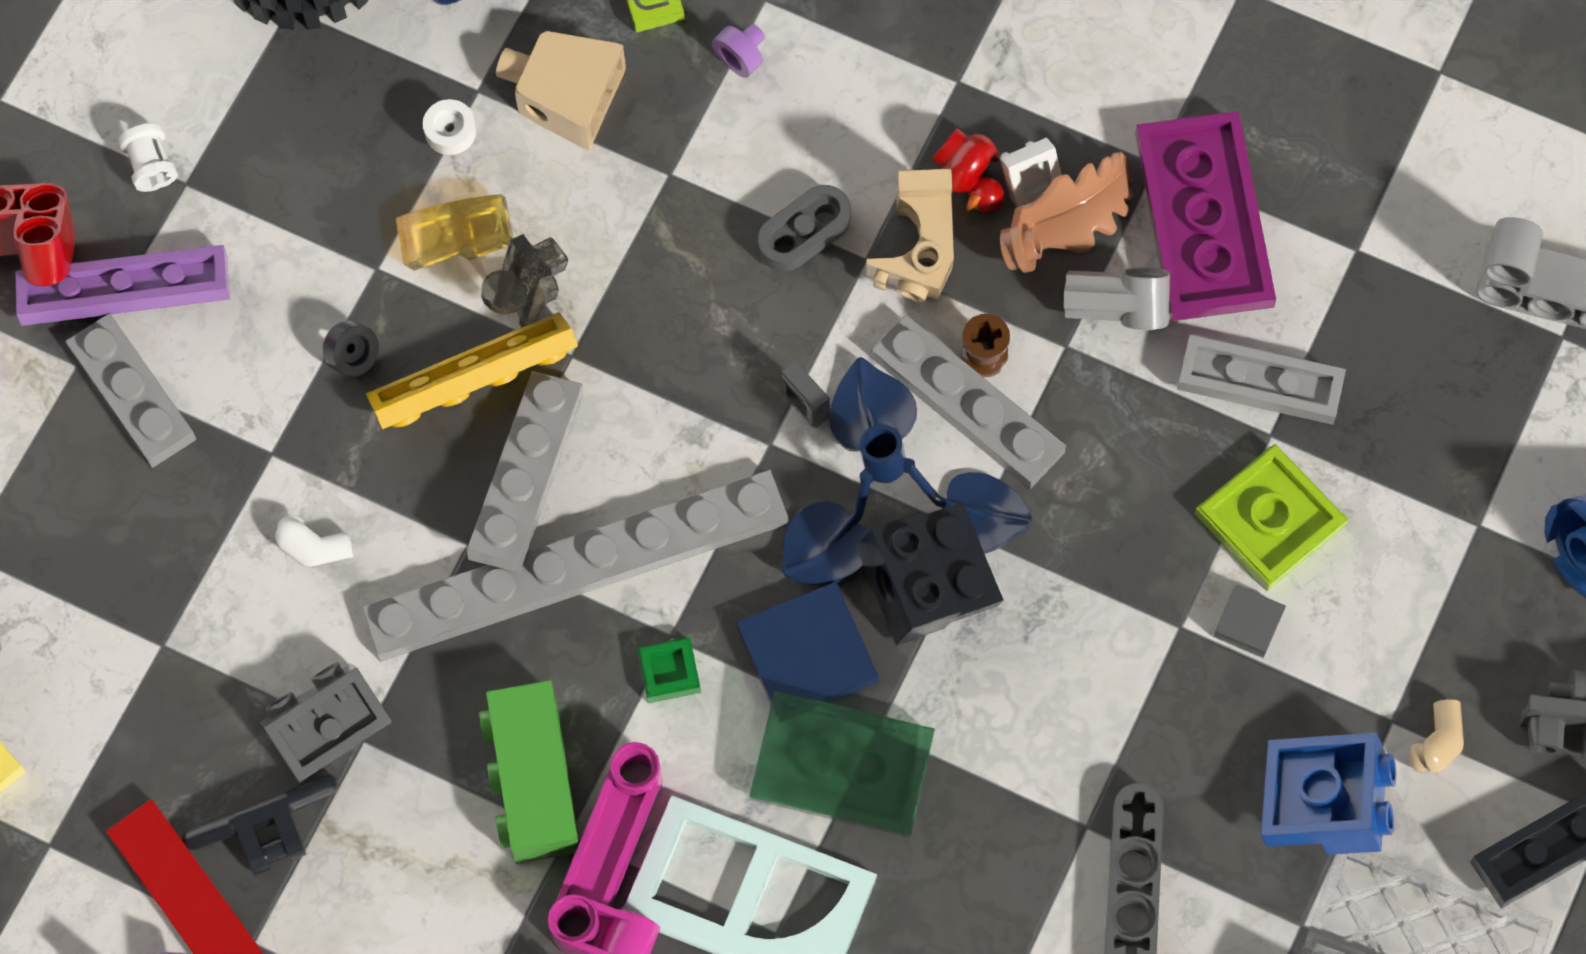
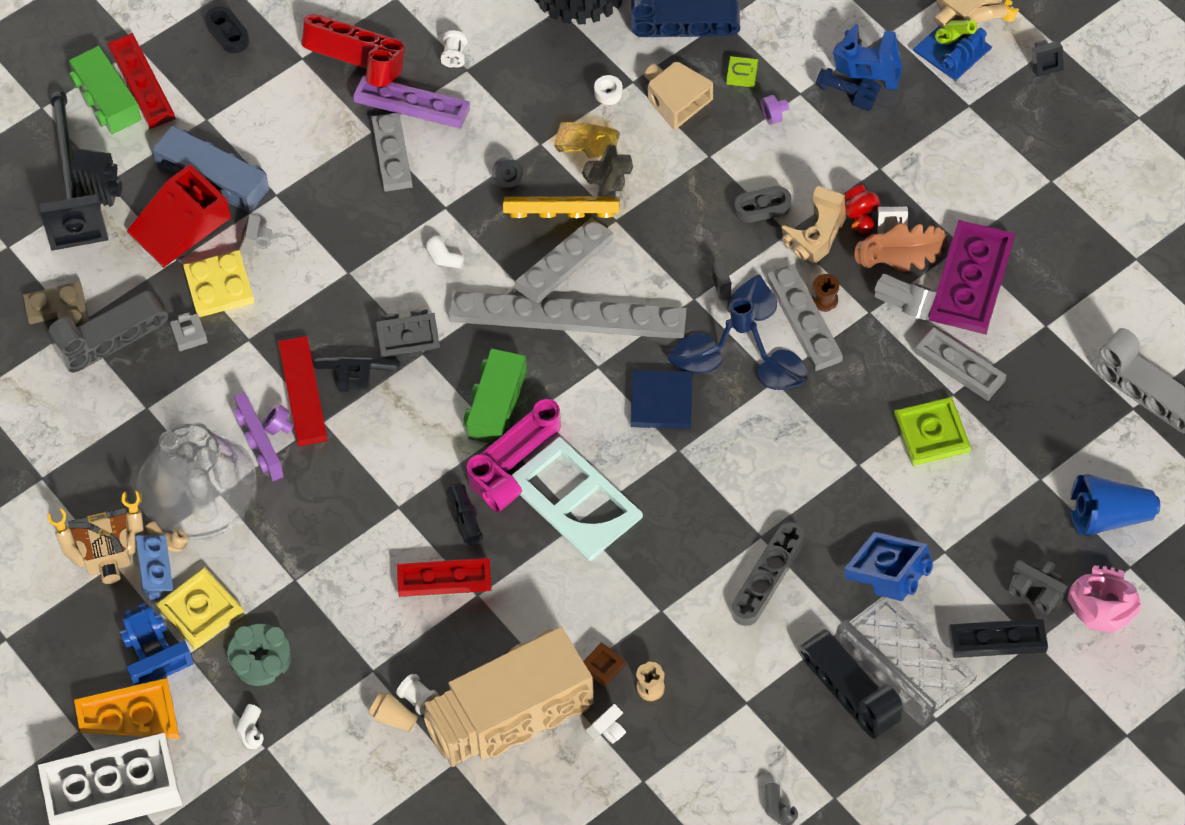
camera: 25 degrees right, 10 degrees down
(669, 669) = (588, 380): green tile -> none
(841, 764) = (651, 455): clear green tile -> none
(928, 572) = (740, 383): black brick -> none
(1249, 621) = (894, 474): dark grey tile -> none
(1443, 744) = (963, 570): tan arm -> none

